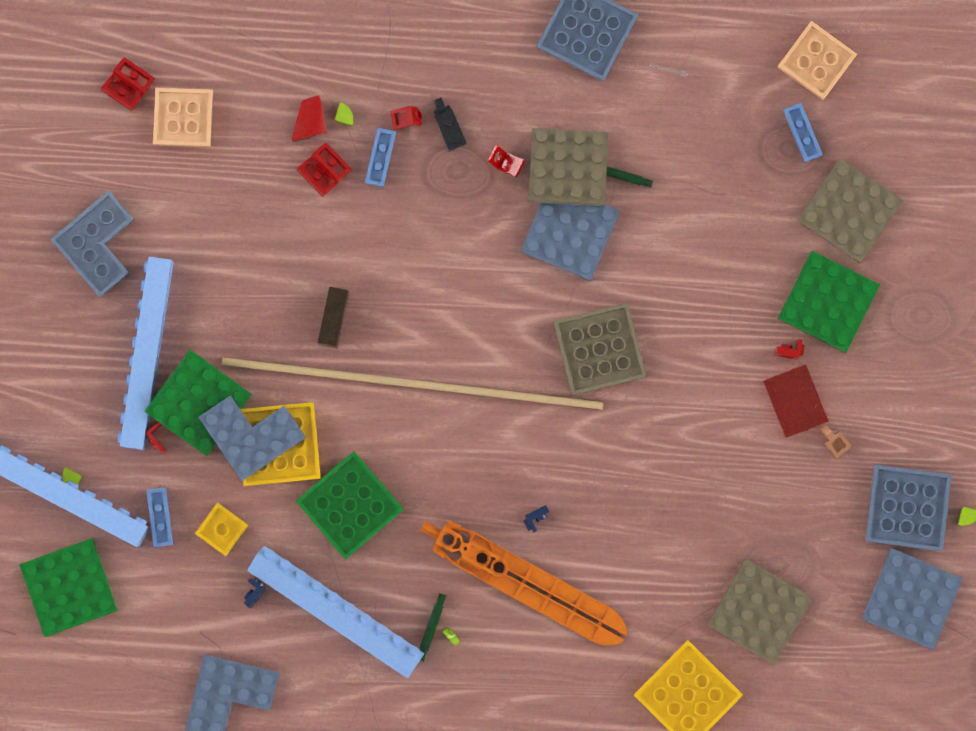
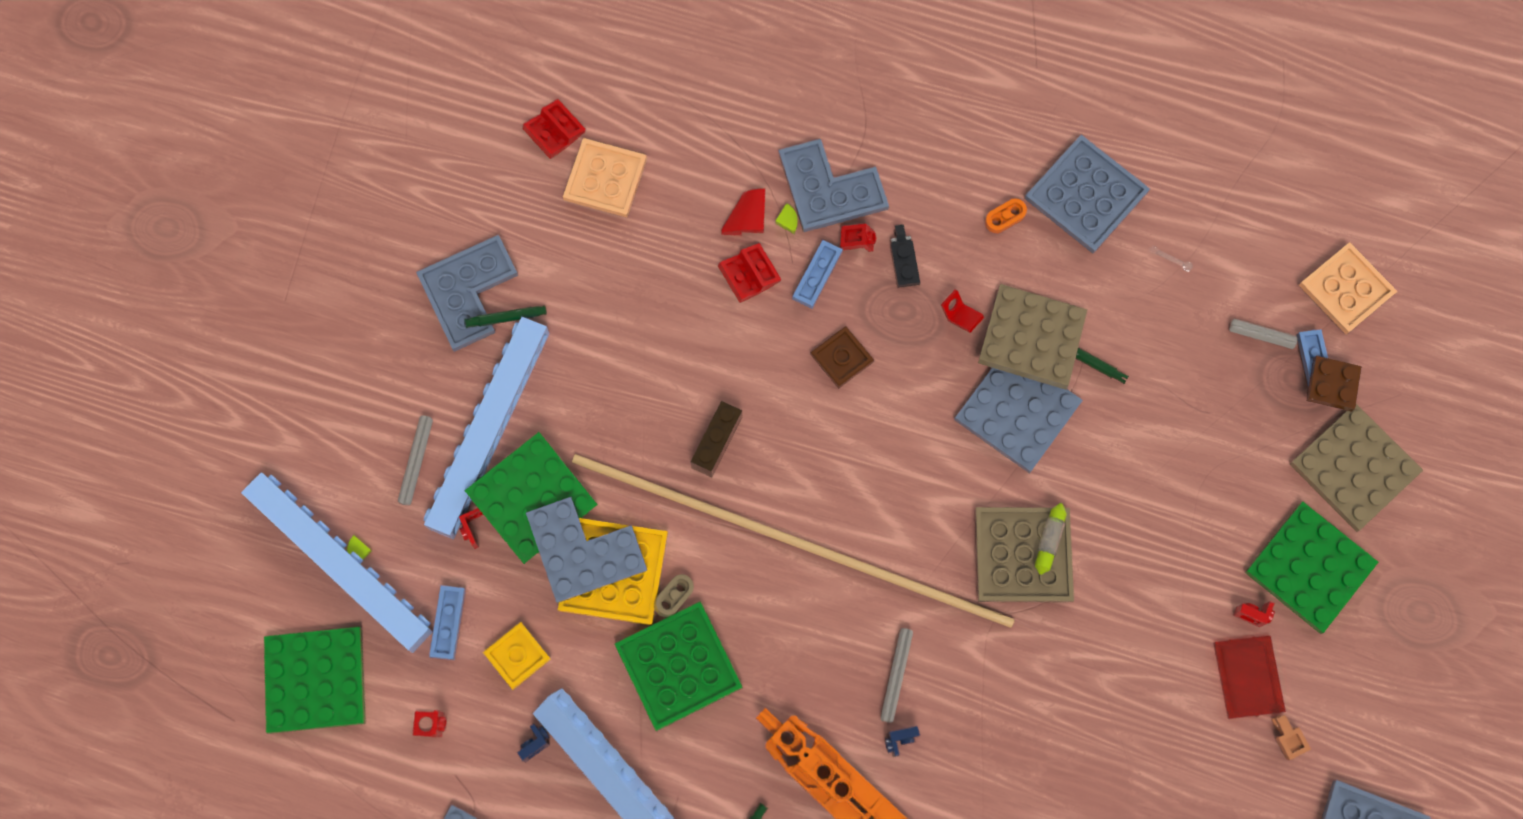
camera: 15 degrees right, 10 degrees down
(95, 394) = (415, 460): none -> light grey axle
(134, 259) = (505, 316): none -> dark green piece
(176, 598) = (438, 723): none -> red bracket
(331, 452) = (672, 596): none -> dark tan plate
(371, 90) = (826, 199): none -> sand blue plate
(417, 222) = (842, 357): none -> reddish brown tile
(521, 469) = (896, 675): none -> light grey axle
(523, 67) = (1004, 216): none -> orange plate
(617, 332) = (1050, 539): none -> piece
(754, 116) = (1263, 333): none -> light grey axle
(818, 147) = (1334, 383): none -> reddish brown plate

